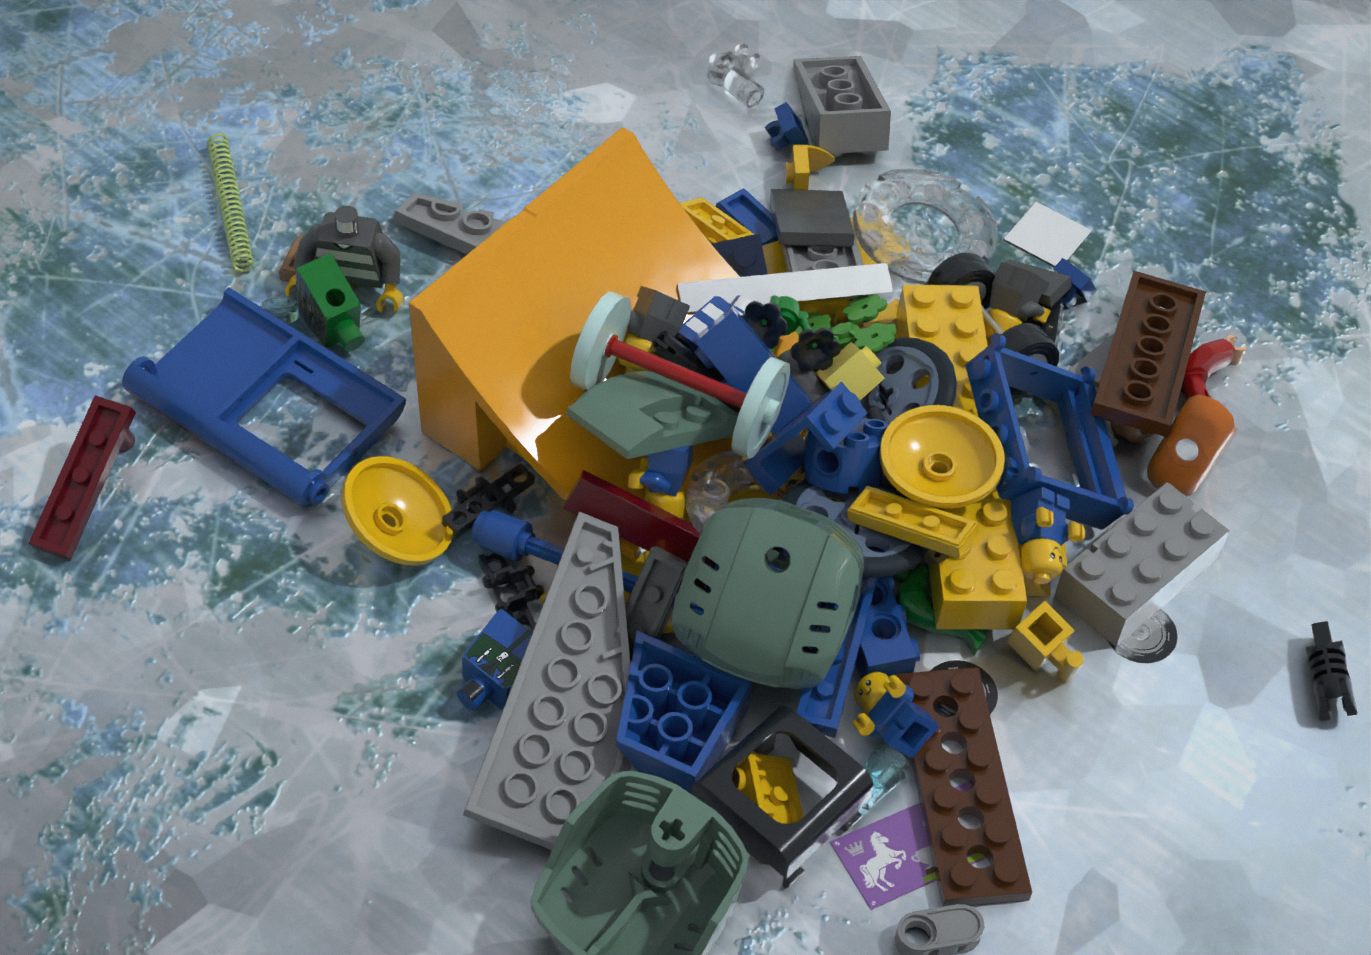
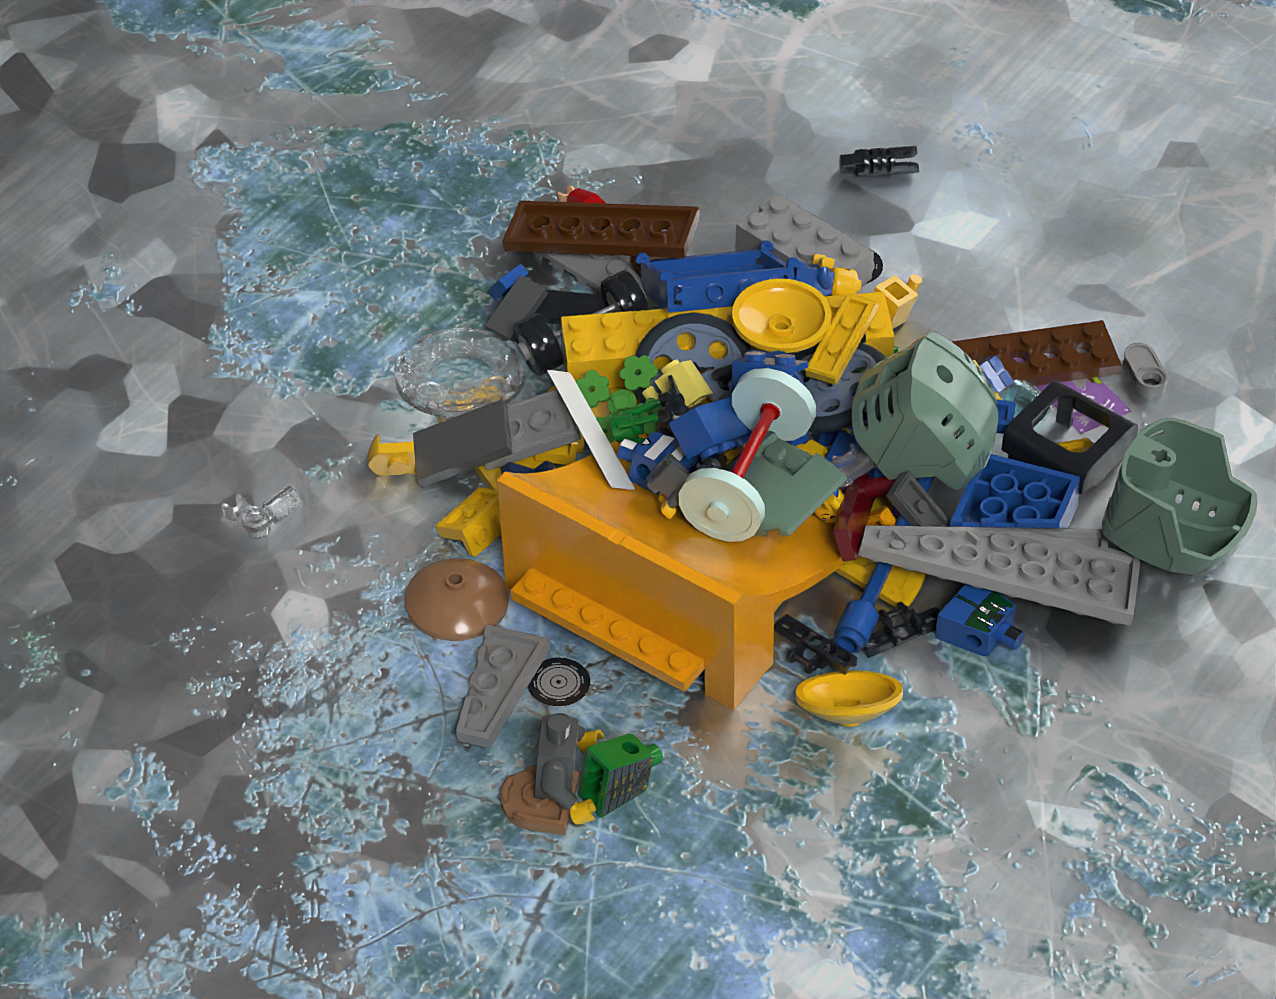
camera: 90 degrees left, 5 degrees down
(83, 476) = (850, 919): dark red piece -> none
(221, 192) = (472, 879): yellowish green piece -> none
(232, 365) = (698, 858): blue piece -> none
(282, 307) = (616, 819): clear light blue tile -> none
(750, 214) = (450, 494): blue tile -> none
(786, 129) = (339, 466): blue tile -> none
(843, 105) = (300, 432): light grey slope -> none
(1015, 298) = (549, 303): dark grey piece -> none
(1047, 234) = (442, 306): white sticker -> none
(1211, 429) = (694, 191): orange piece -> none

